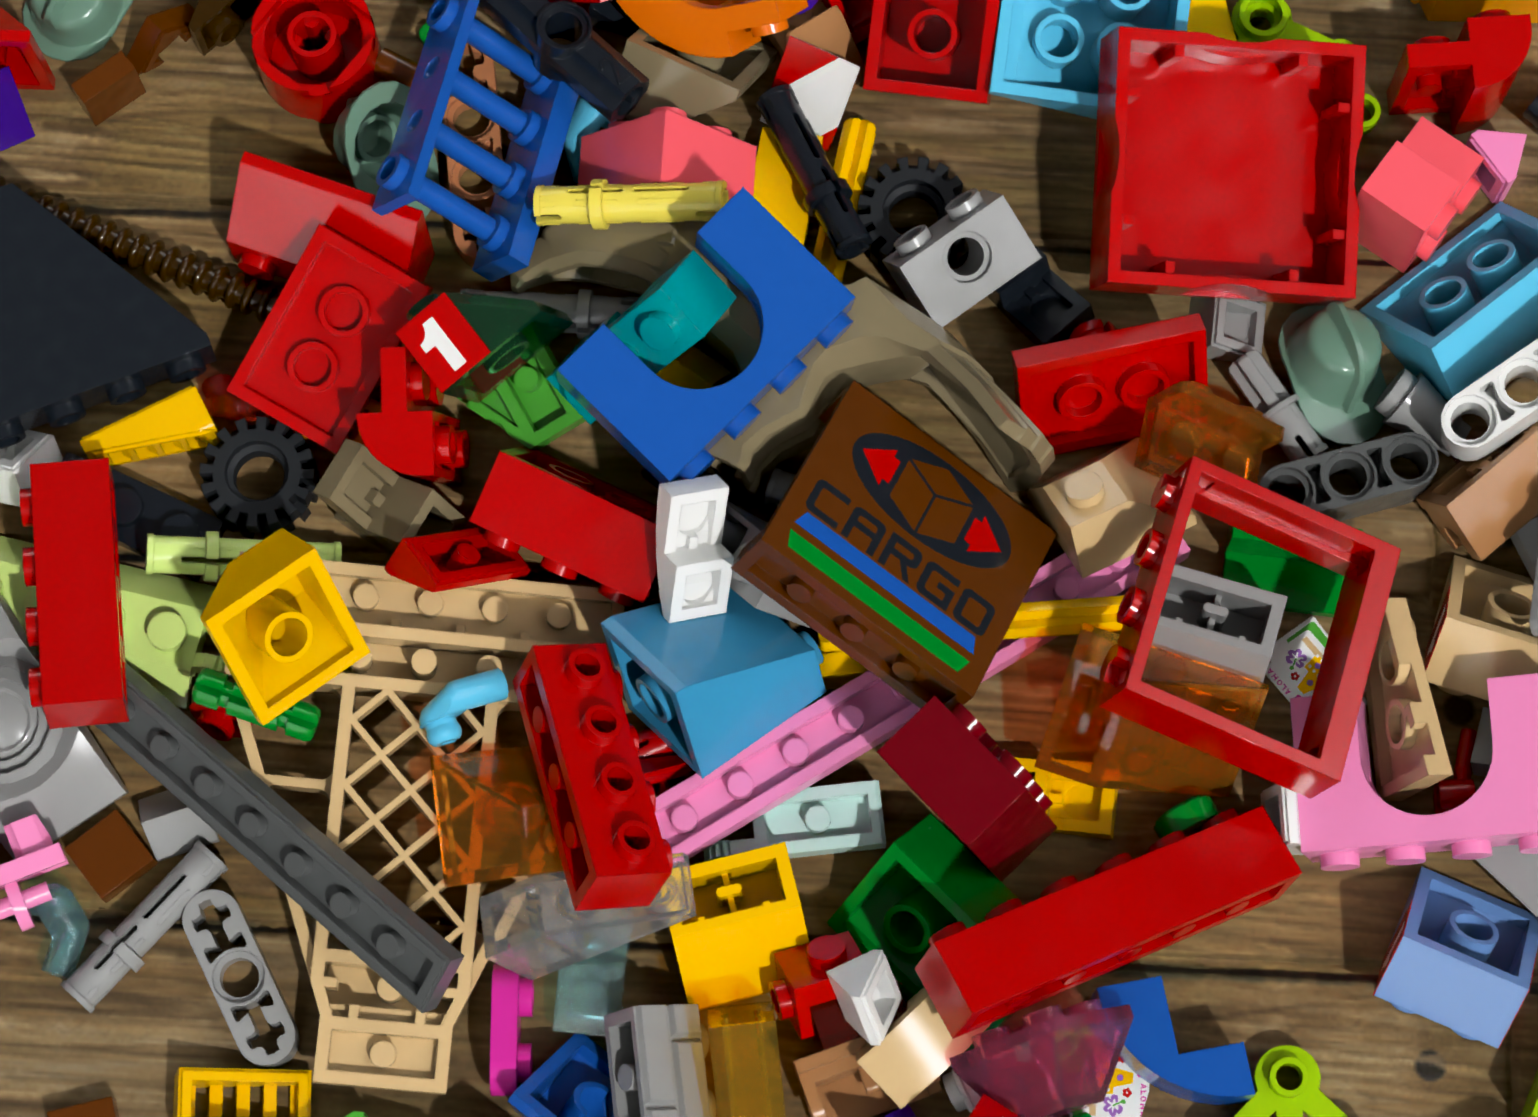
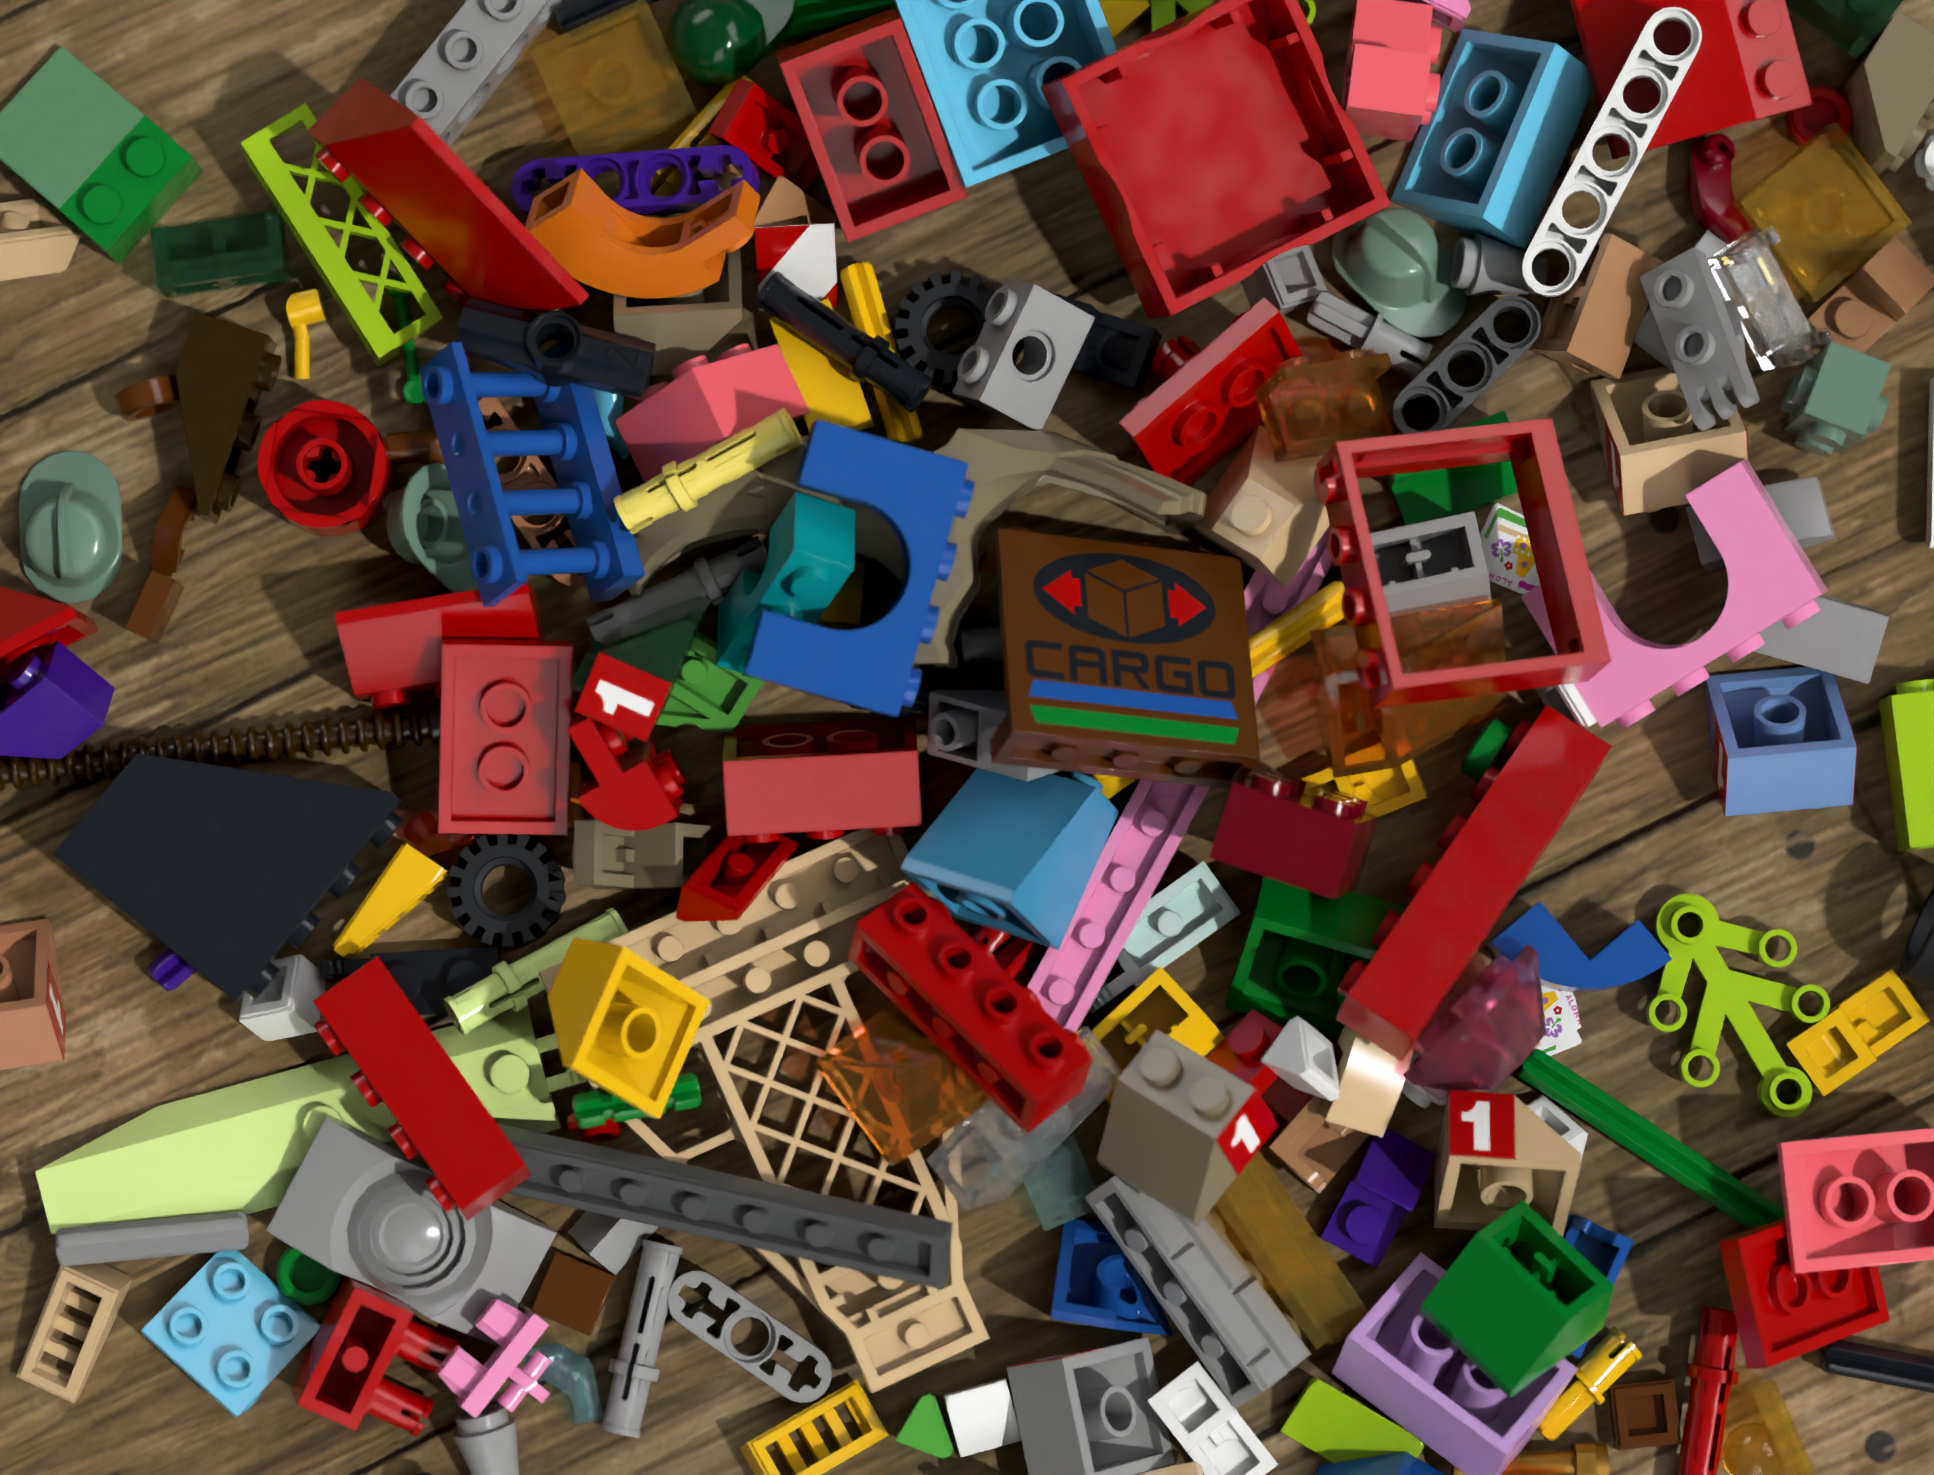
camera: 35 degrees left, 10 degrees up
(454, 699) = (810, 997): medium azure arm -> none
(509, 1058) = (1022, 1275): dark pink plate -> none
(690, 559) = (944, 765): white slope -> none
(720, 987) = (1182, 1127): none -> dark tan slope
(1402, 712) = (1622, 556): tan wing -> none
(1454, 792) = (1704, 597): red hand -> none

